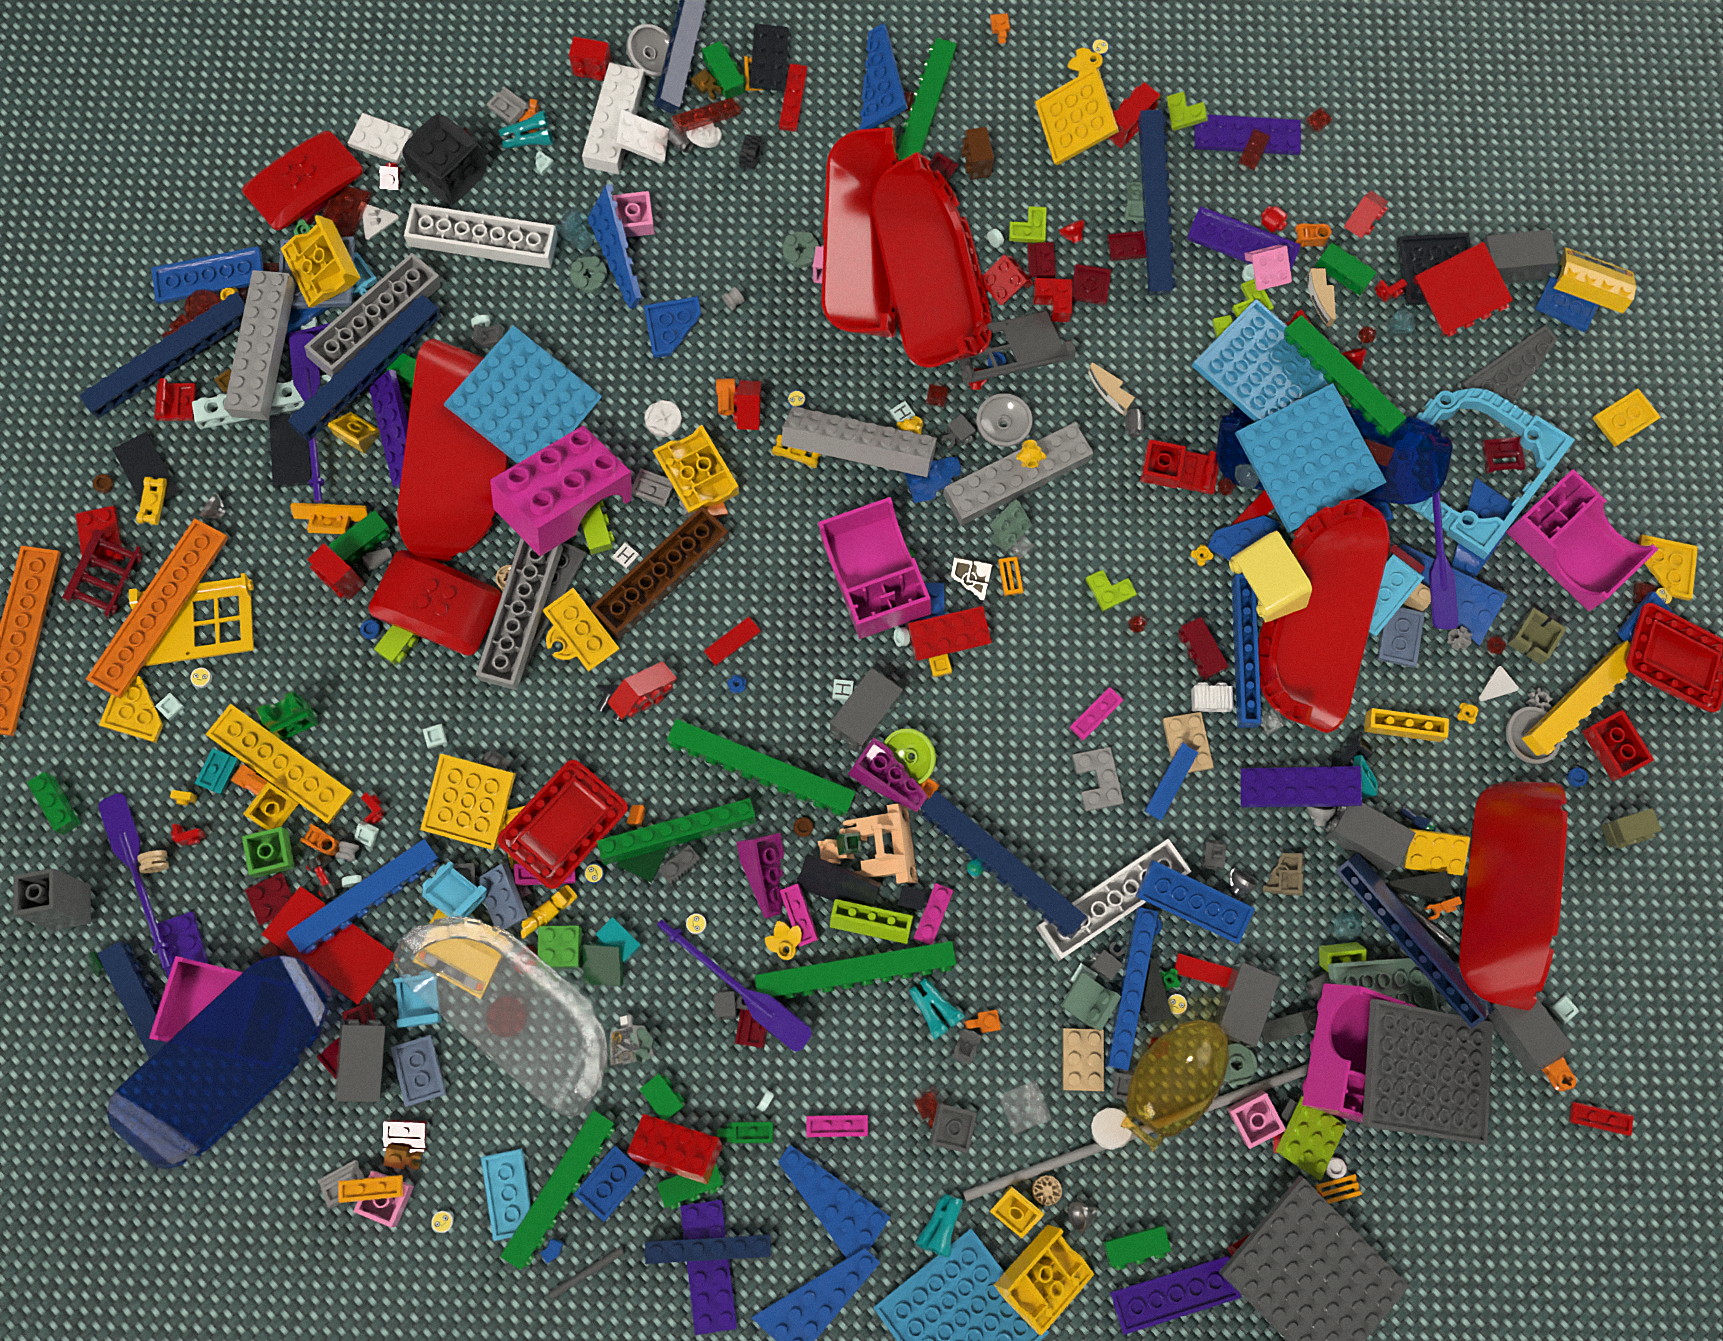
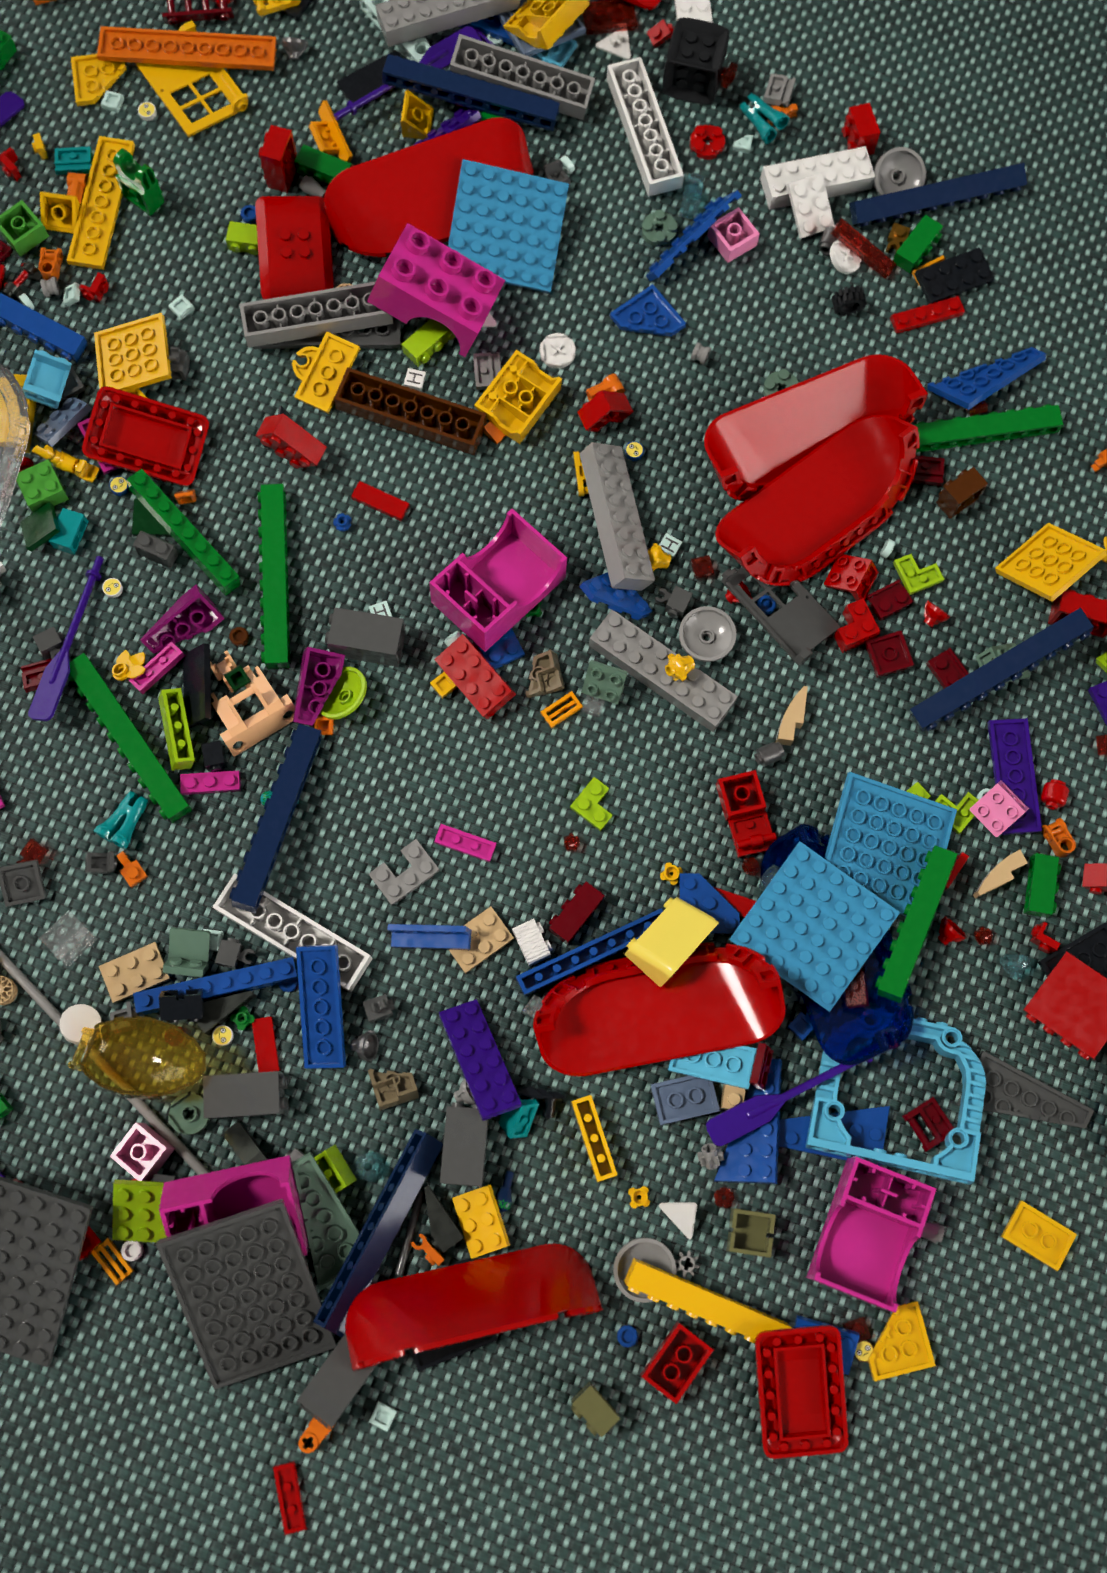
camera: 65 degrees right, 0 degrees up
(519, 183) = (711, 133): none -> red plate
(1143, 1024) = (181, 1006): none -> black brick

